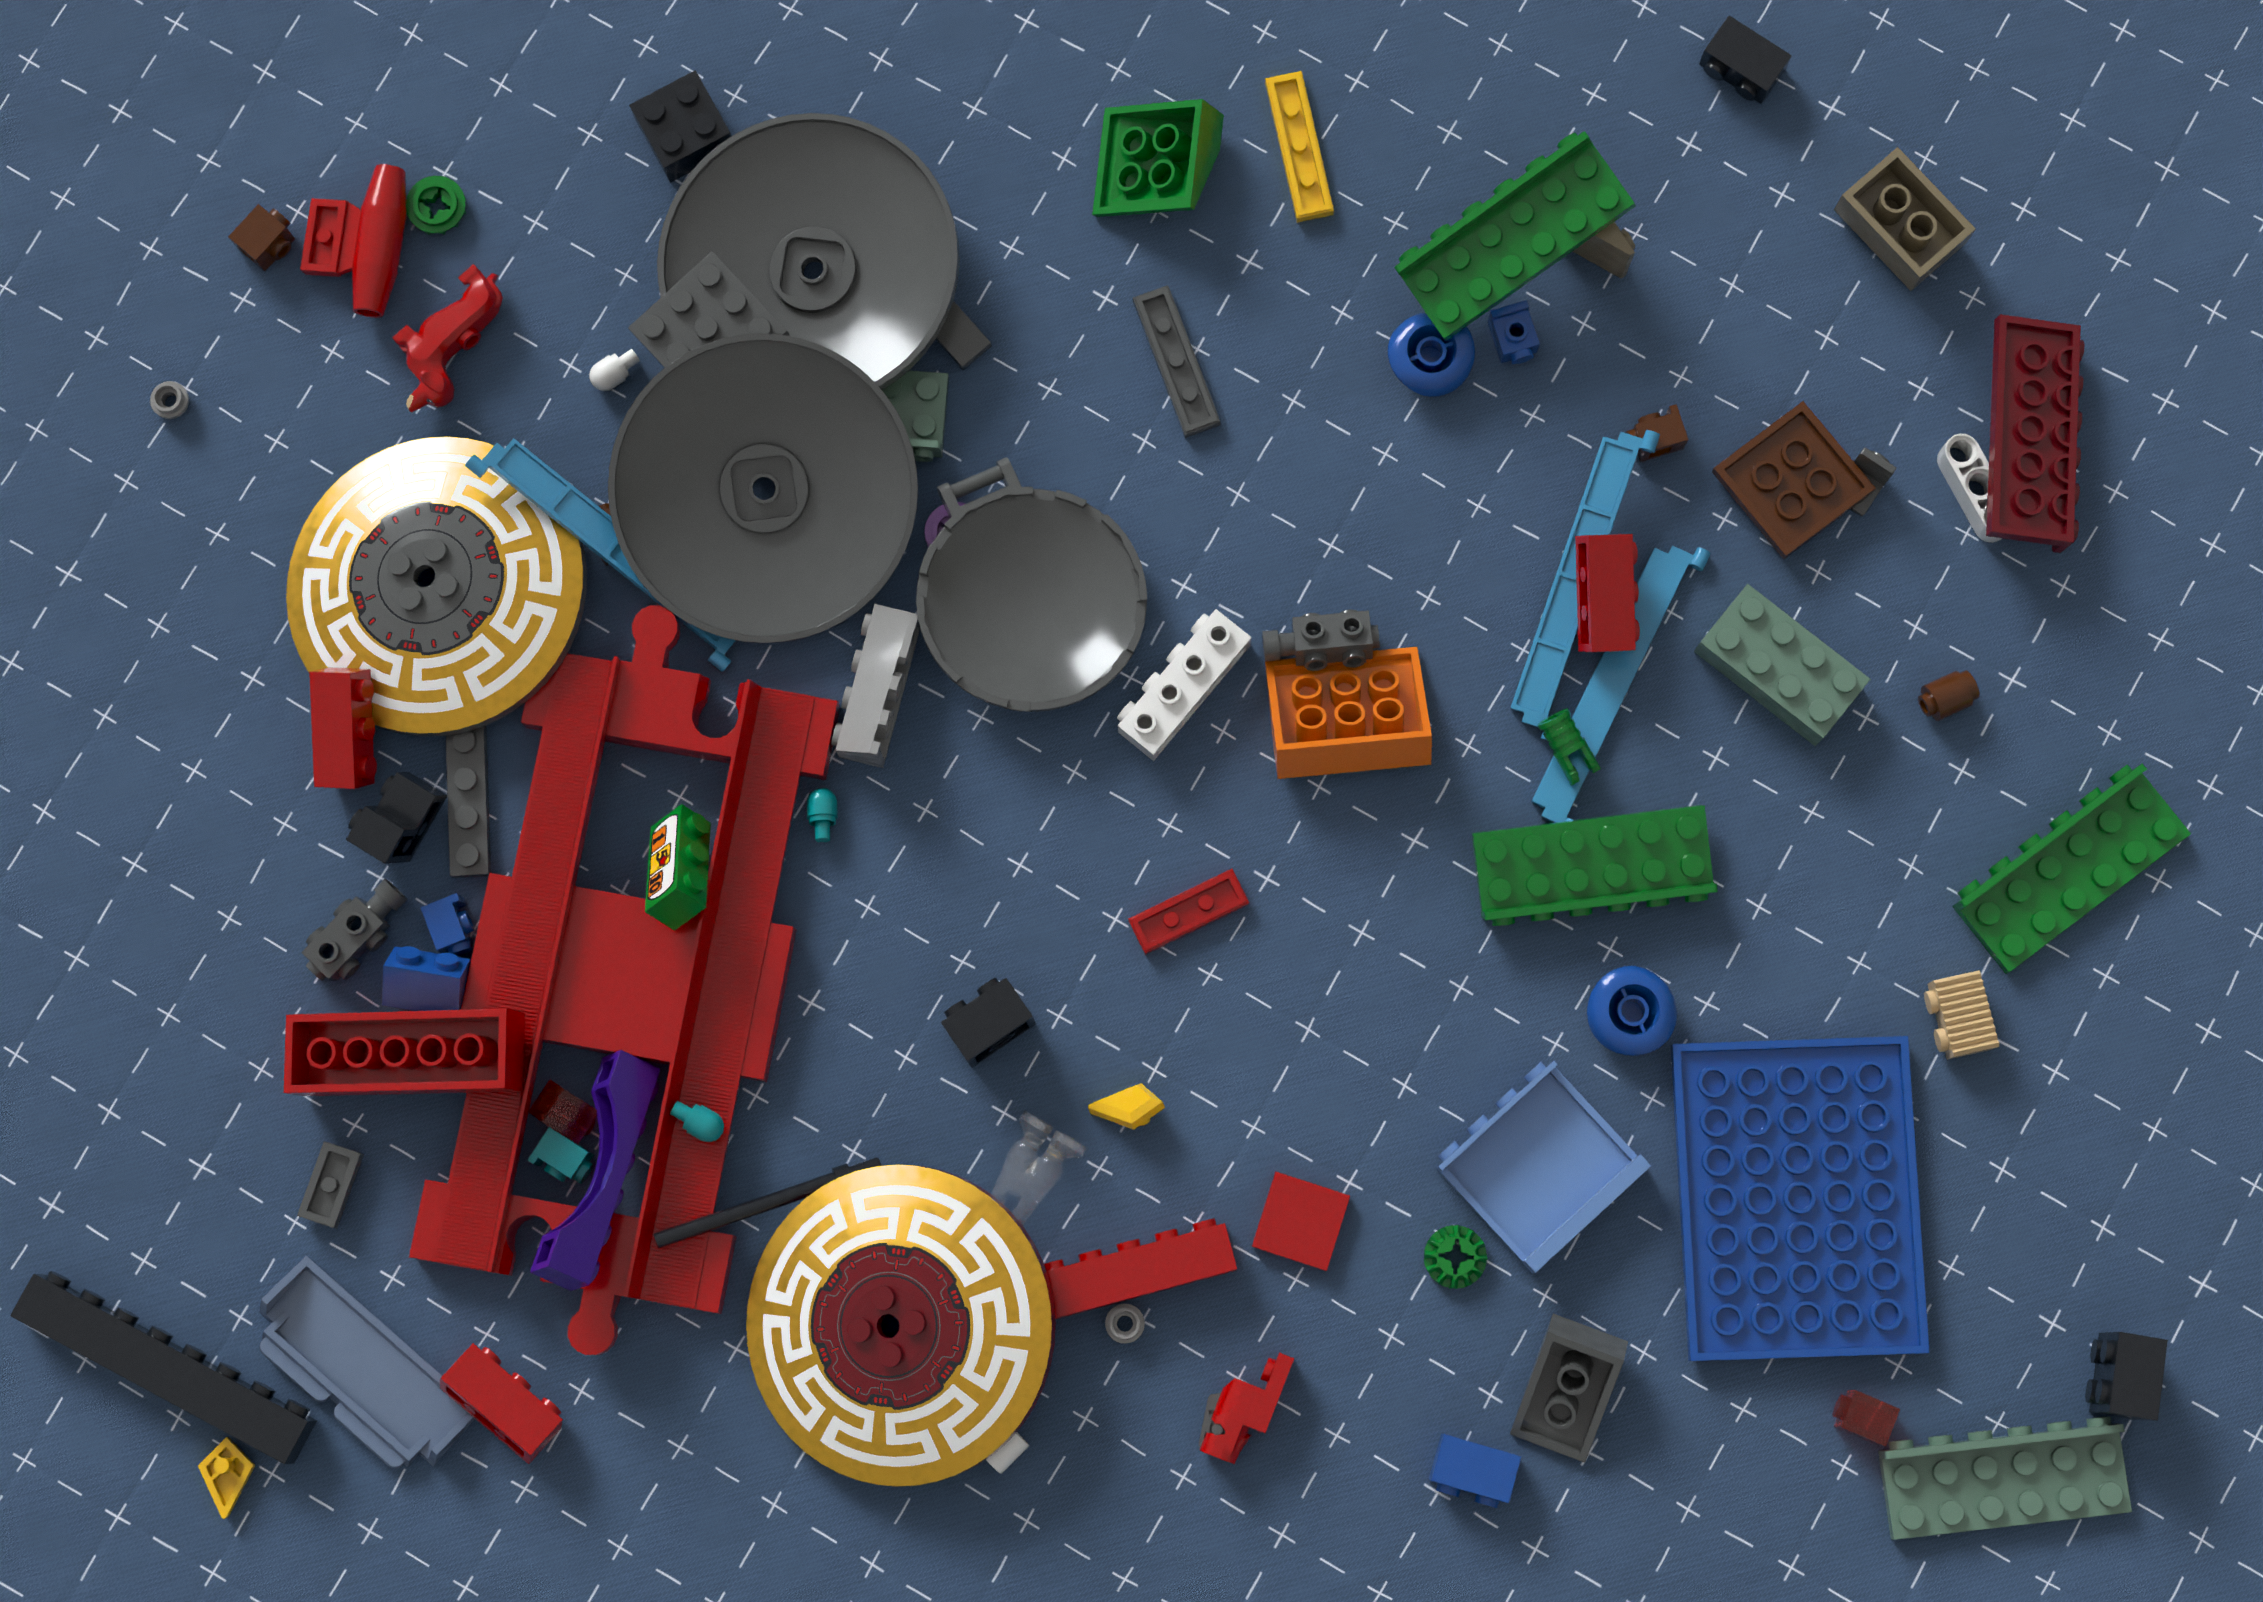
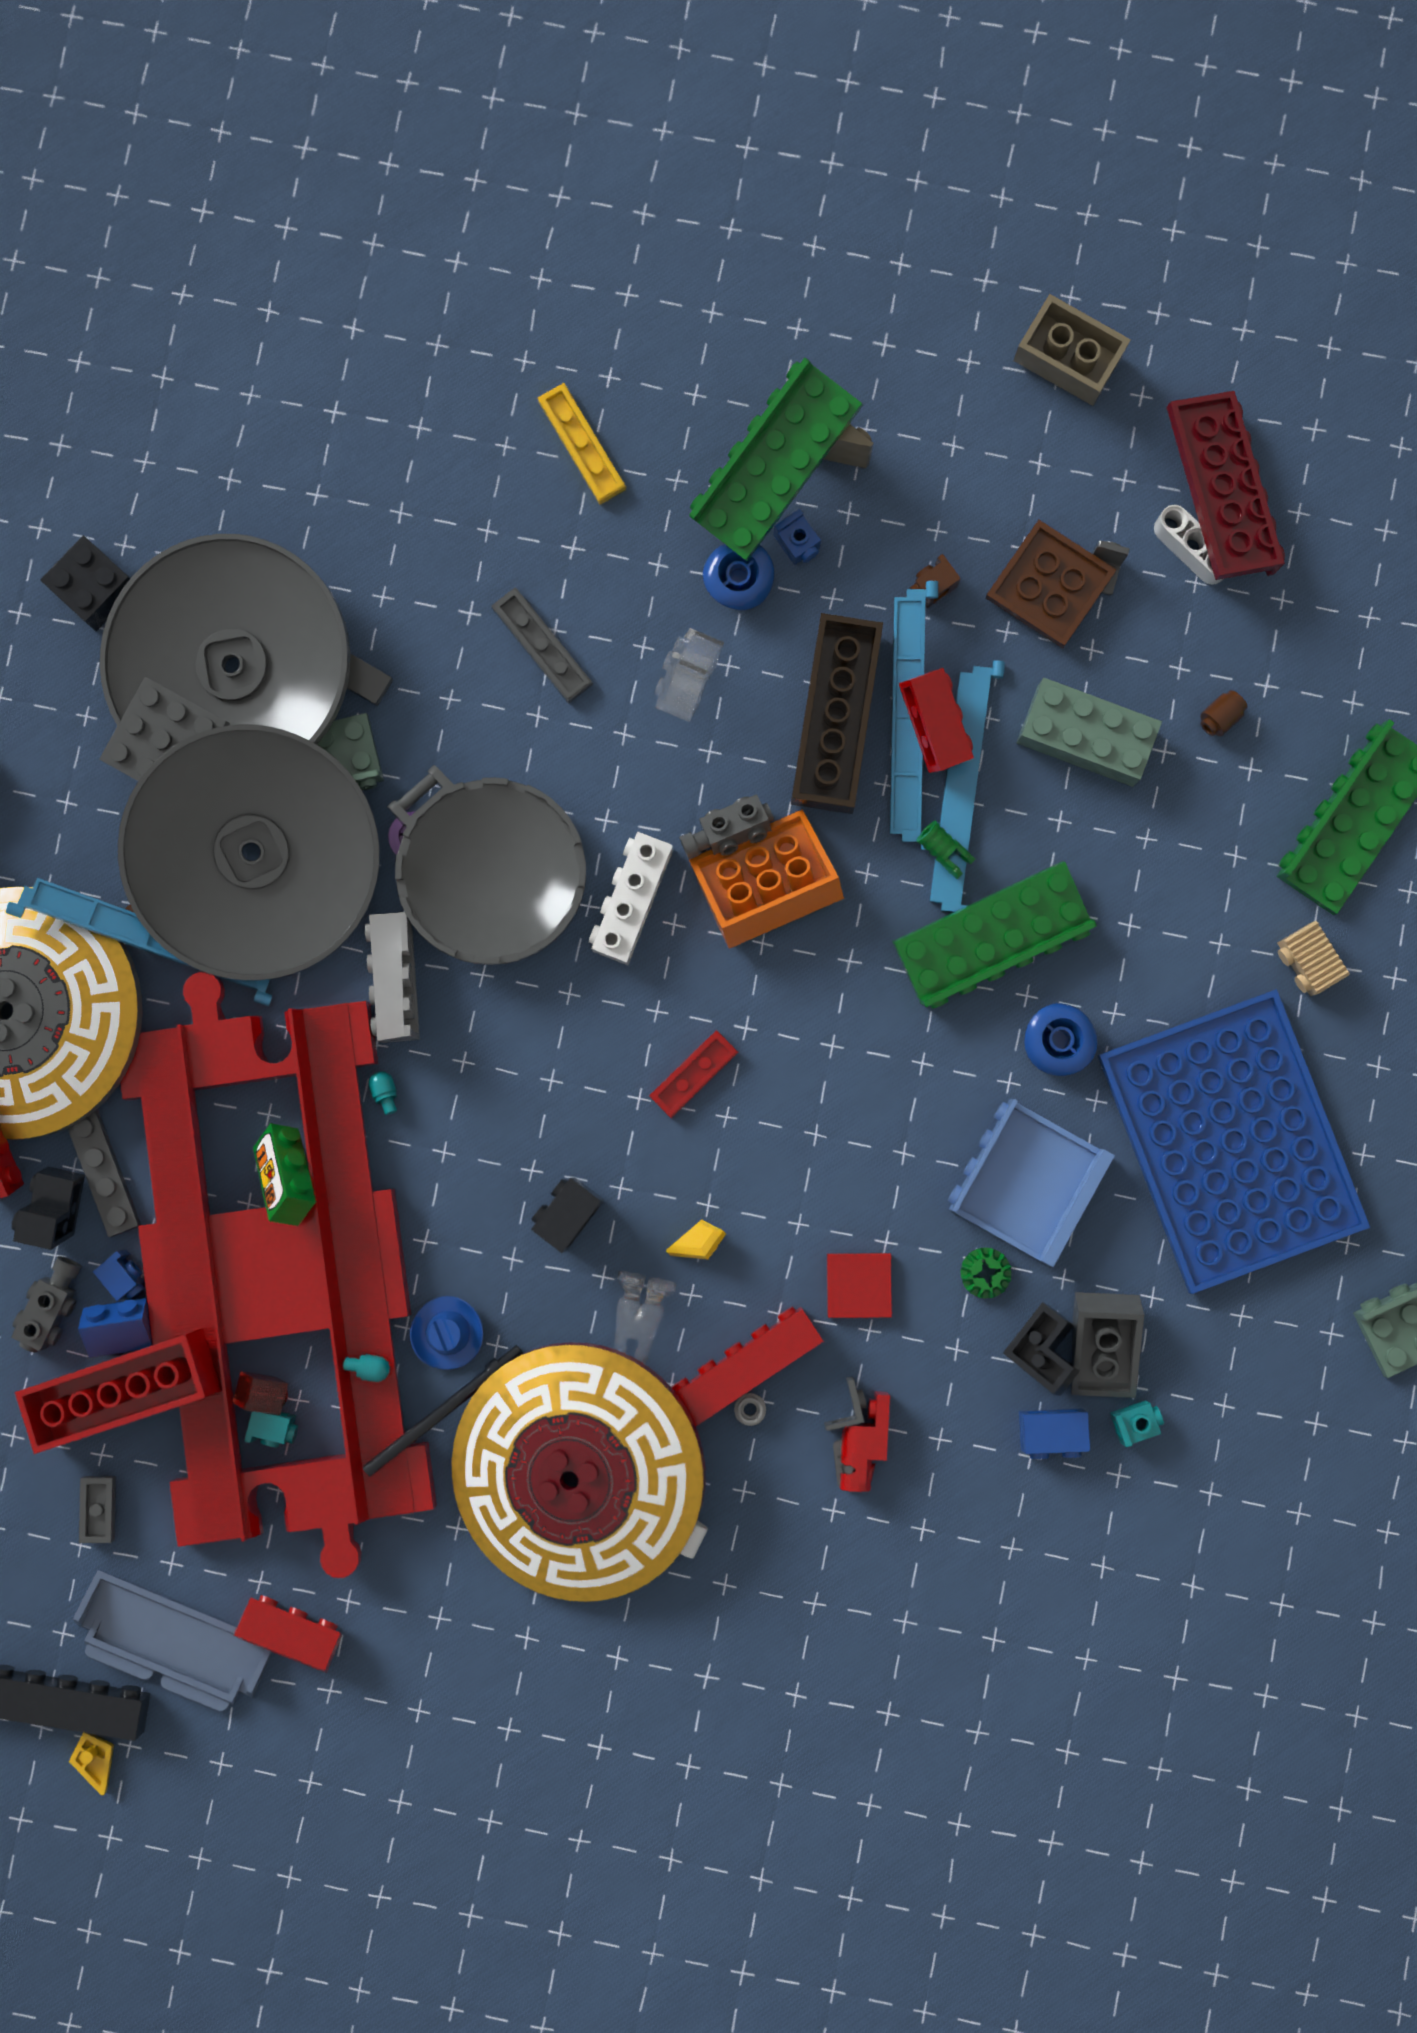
camera: 20 degrees left, 5 degrees up
(612, 370) = (100, 796): white cylinder -> none
(621, 1100) = (302, 1369): dark purple arch -> none
(801, 1116) = (446, 1333): none -> blue hat
(1156, 157) = (472, 487): green slope -> none
(1254, 1358) = (858, 1403): none -> dark grey bracket
(1333, 447) = (687, 674): none -> clear brick
(1486, 1358) = (1035, 1349): none -> black brick
(1492, 548) = (837, 713): none -> dark brown brick
(1561, 1491) = (1125, 1422): none -> teal brick
(1744, 60) = (906, 263): black brick -> none
(1865, 1417) = (1337, 1292): clear red brick -> none

